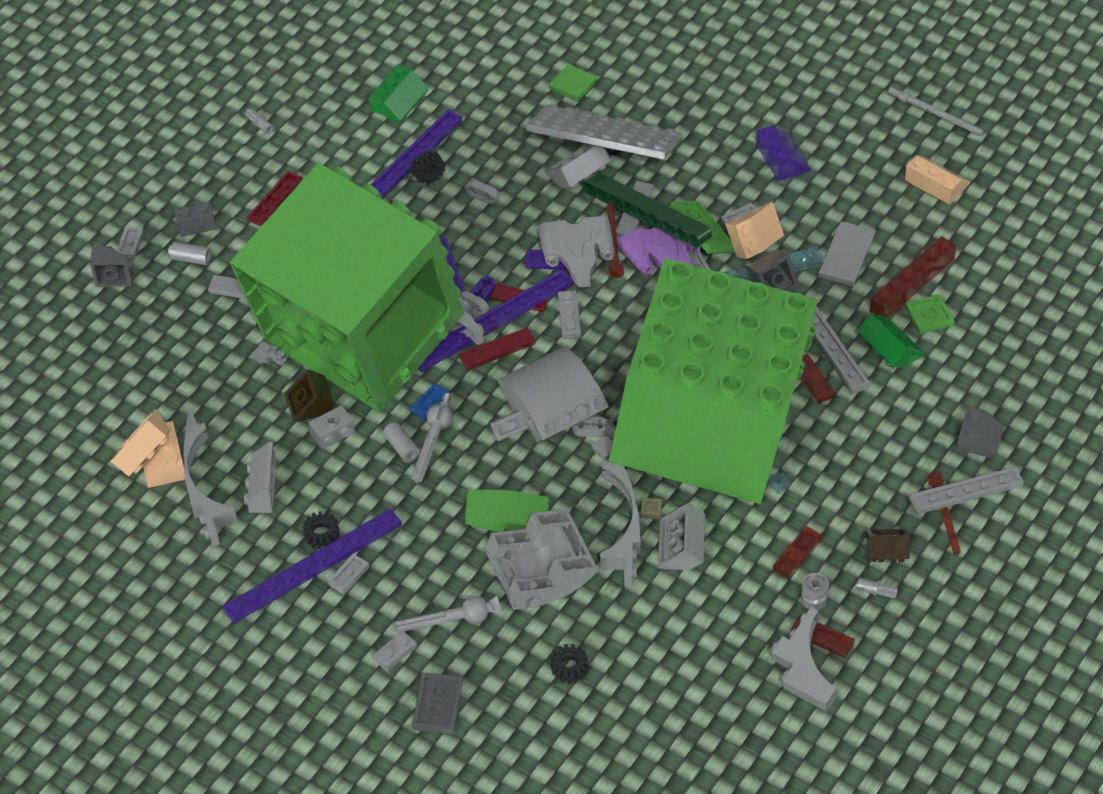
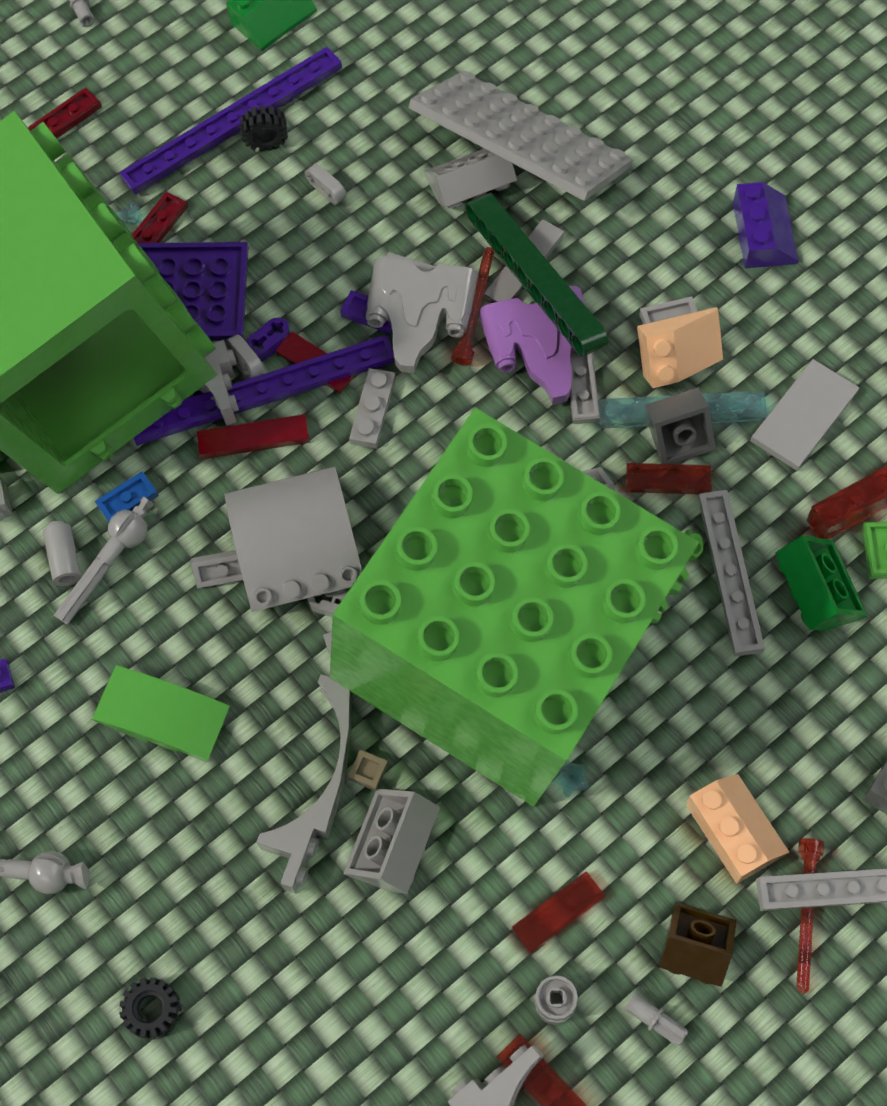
camera: 20 degrees right, 15 degrees up
(541, 560) = (172, 817): light grey slope -> none
(572, 82) = (512, 45): bright green tile -> none
(720, 241) = (608, 302): bright green tile -> none
(816, 381) = (686, 620): clear red tile -> none
(885, 481) = (736, 827): none -> light nougat slope

